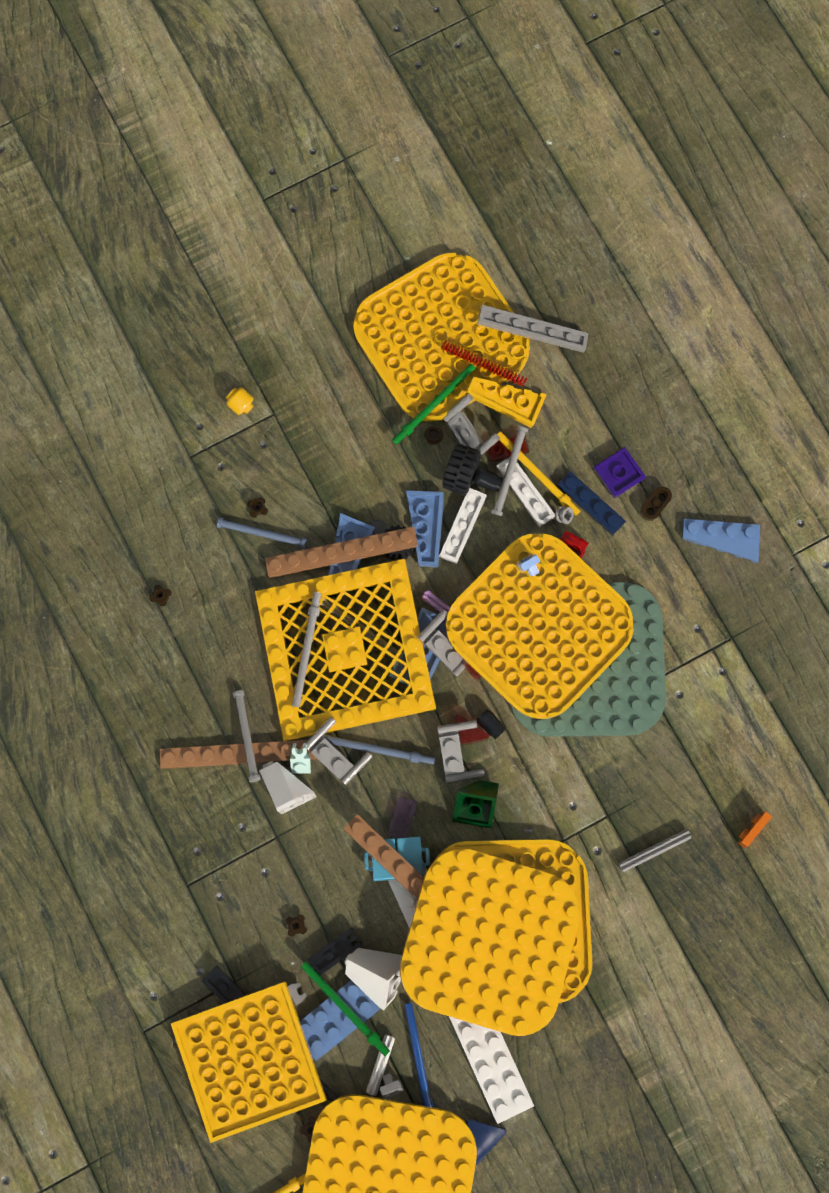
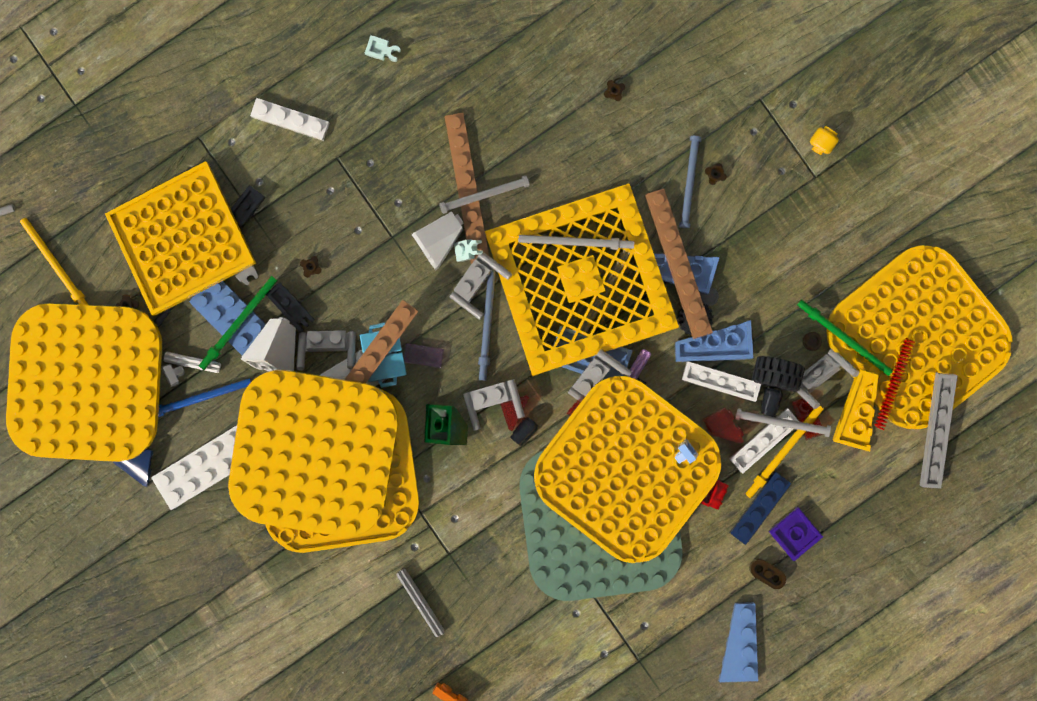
camera: 75 degrees right, 10 degrees up
(80, 827) = (379, 48): none -> light aqua plate
(139, 930) = (289, 119): none -> white plate
(376, 917) = (326, 341): none -> light grey plate
(505, 530) = (721, 425): none -> clear red slope
(564, 514) = (744, 482): light grey bush -> none

